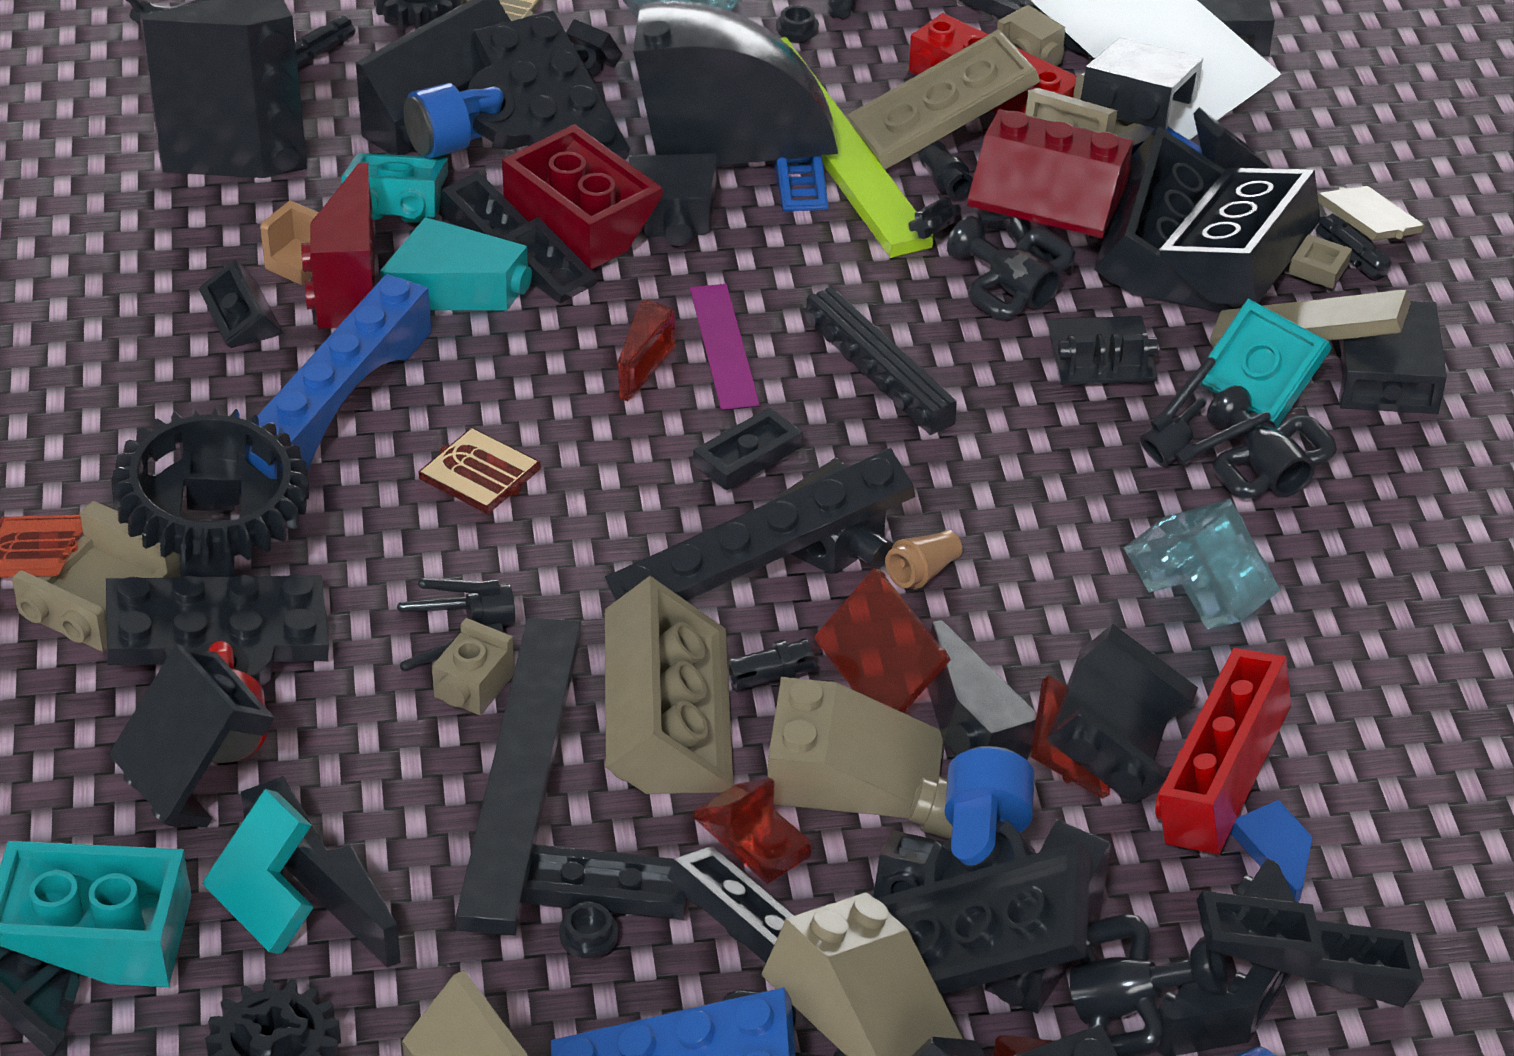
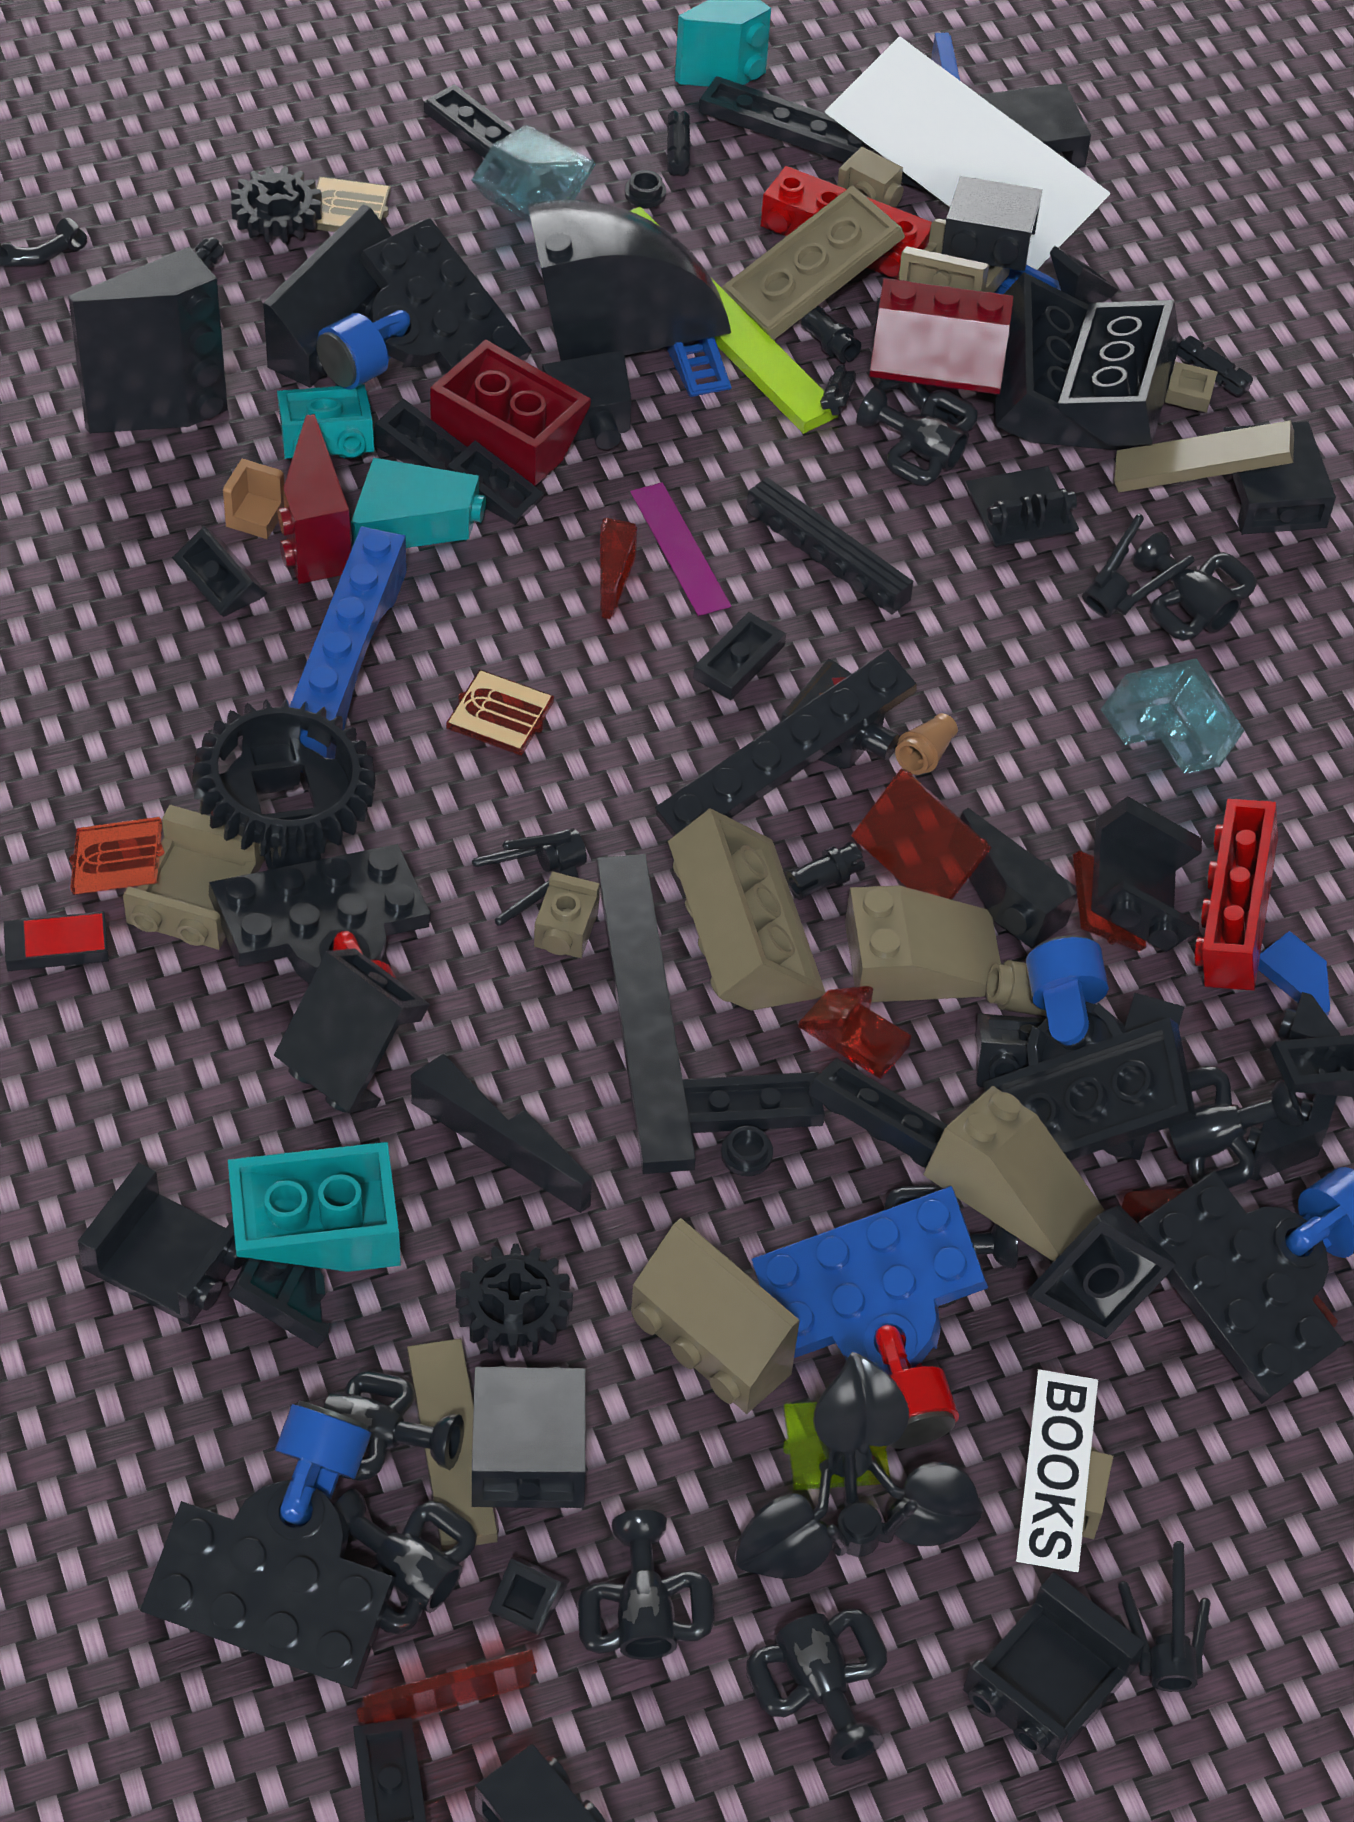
camera: 15 degrees left, 10 degrees up
(249, 876) = (439, 1147): teal tile -> none
(594, 45) = (464, 240): black tile -> none
(1266, 358) = (1173, 499): teal tile -> none
(1370, 213) = (1221, 329): piece -> none

